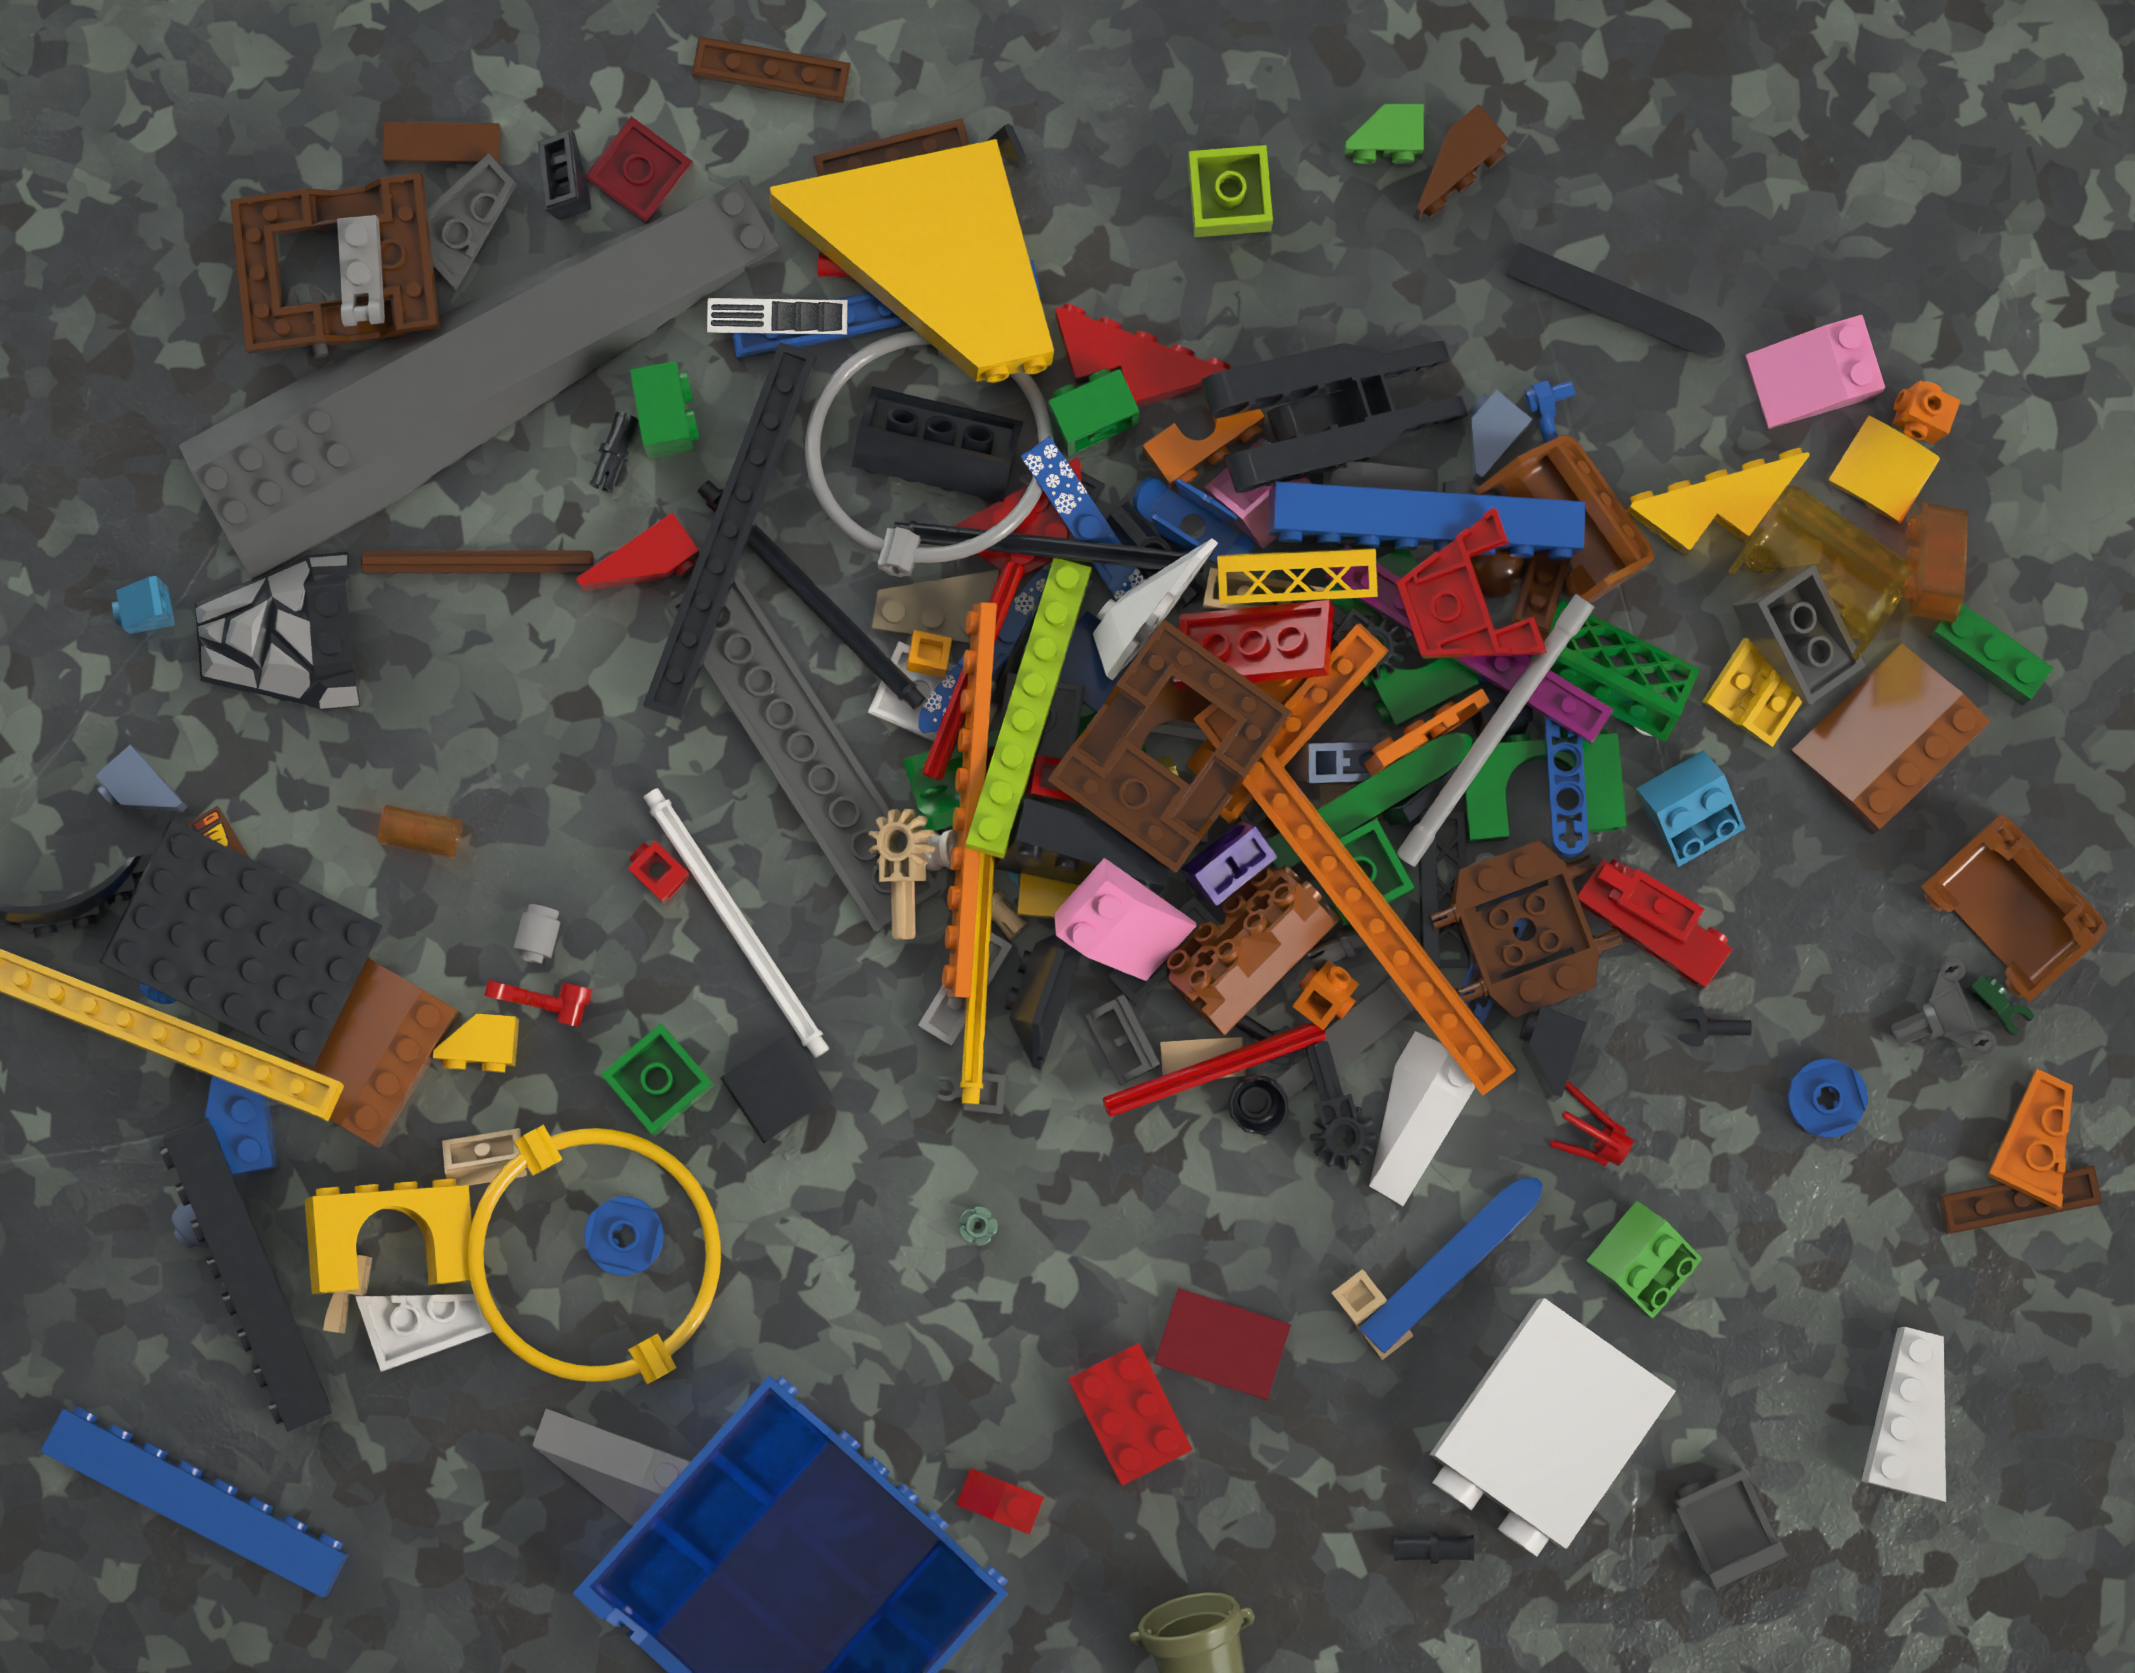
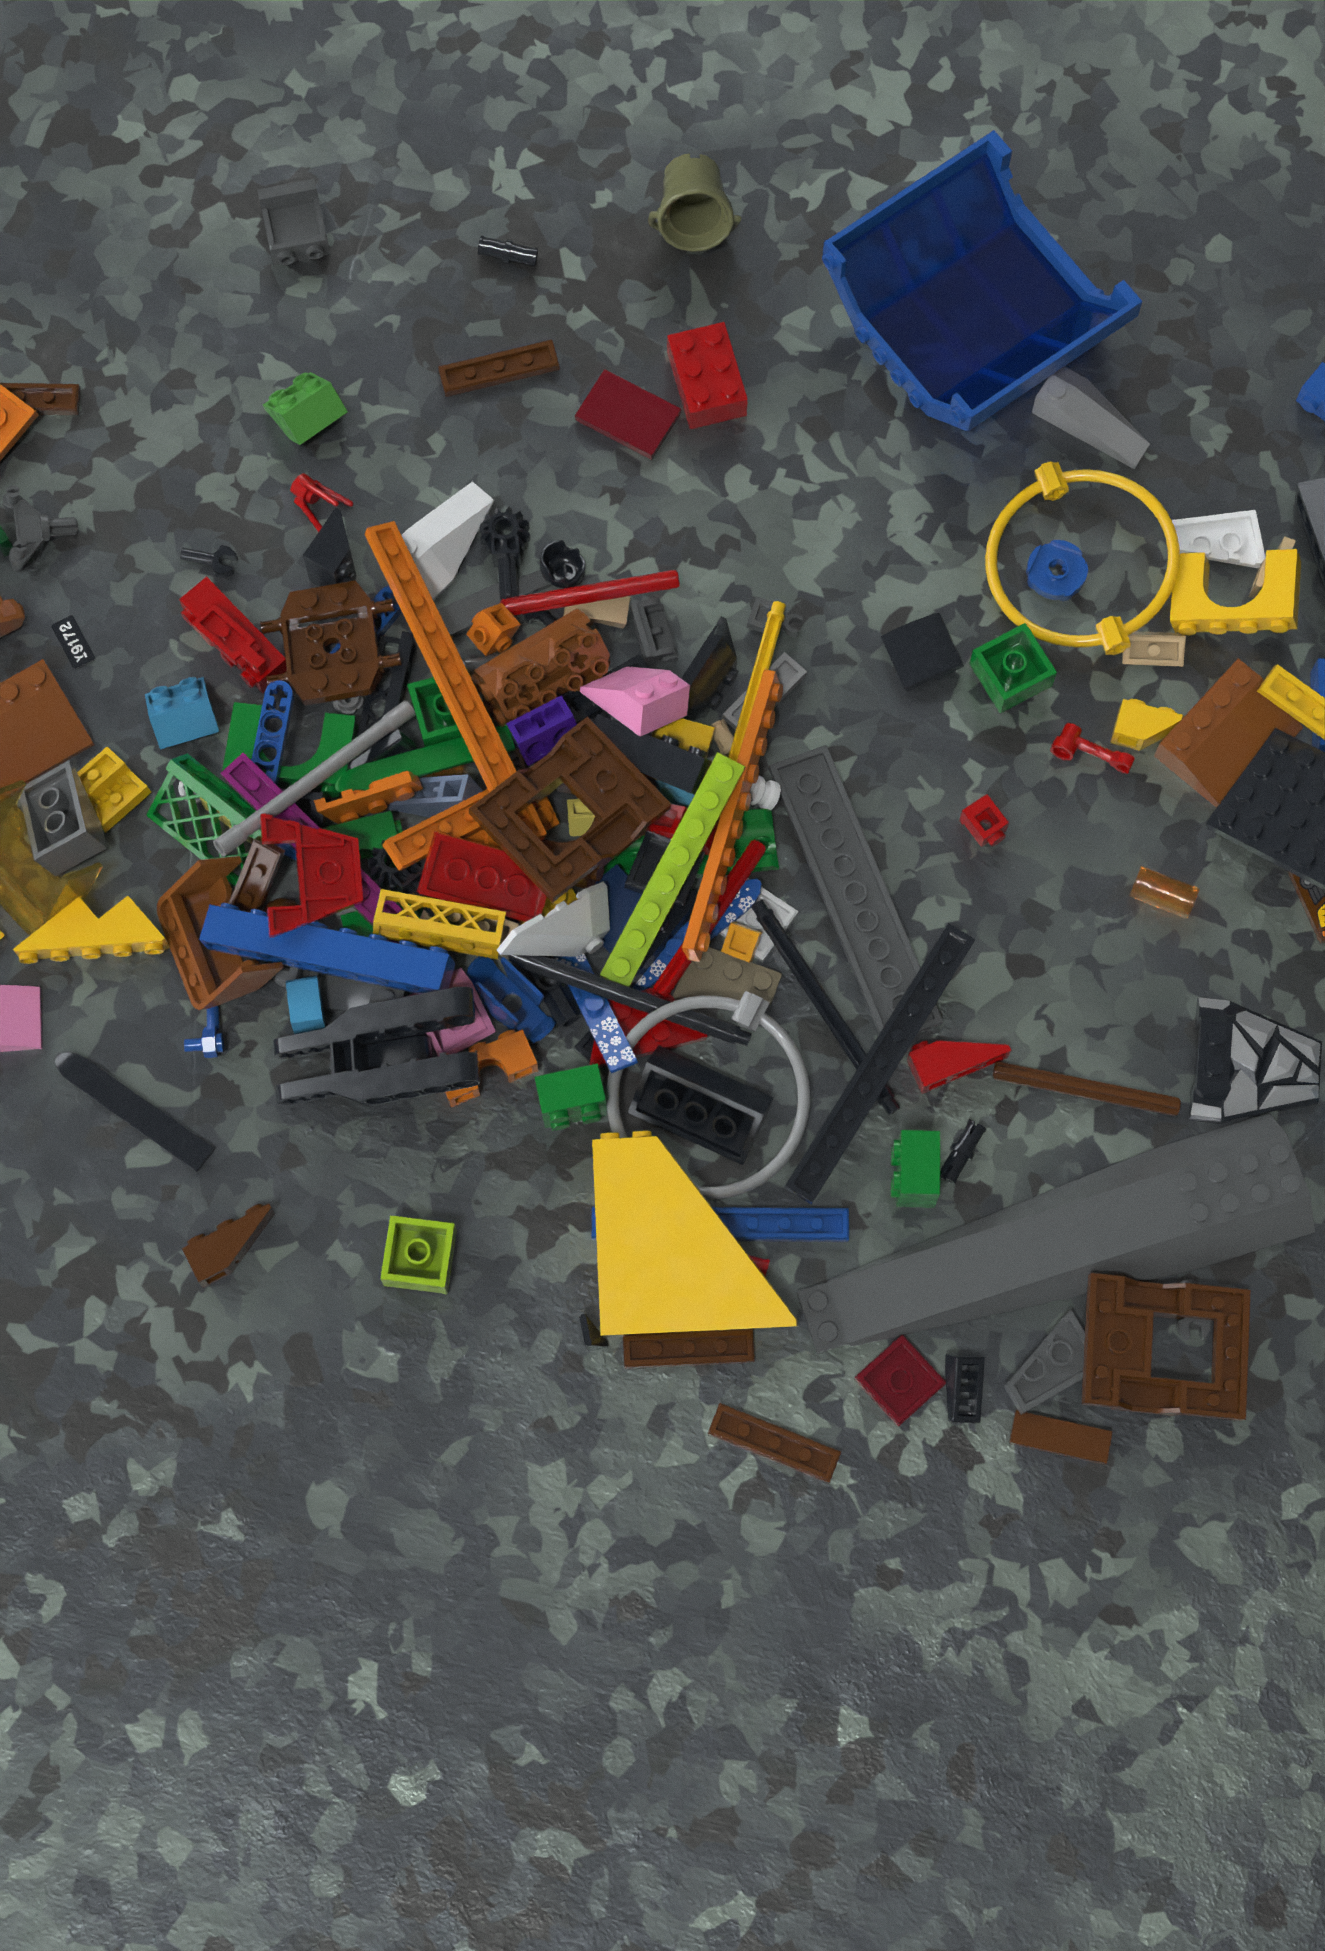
camera: 165 degrees left, 10 degrees down
(360, 269) = (1146, 1330): light grey plate -> none
(537, 933) = (1086, 795): light grey brick -> none
(736, 923) = (931, 777): white piece -> none
(777, 316) = (809, 1233): sticker -> none
(902, 867) = (796, 779): tan gear -> none
(981, 1236) = (785, 532): sand green plate -> none
(1000, 1501) = (812, 337): red slope -> none
(1148, 367) = (518, 1128): red slope -> none
(1360, 1300) = (513, 412): tan slope -> none
(1392, 133) = (277, 1279): bright green slope -> none
(1406, 1376) = (498, 368): none -> reddish brown tile
(1438, 458) = (305, 1005): none -> dark azure slope
(1452, 1263) = (445, 433): blue piece -> none
(1493, 431) = (256, 1022): sand blue slope -> none
(1548, 1428) = (404, 303): white brick -> none
(1838, 1078) = (145, 507): blue plate -> none
(1855, 881) = (73, 642): none -> black sticker
(1910, 1420) = (143, 265): white wedge -> none

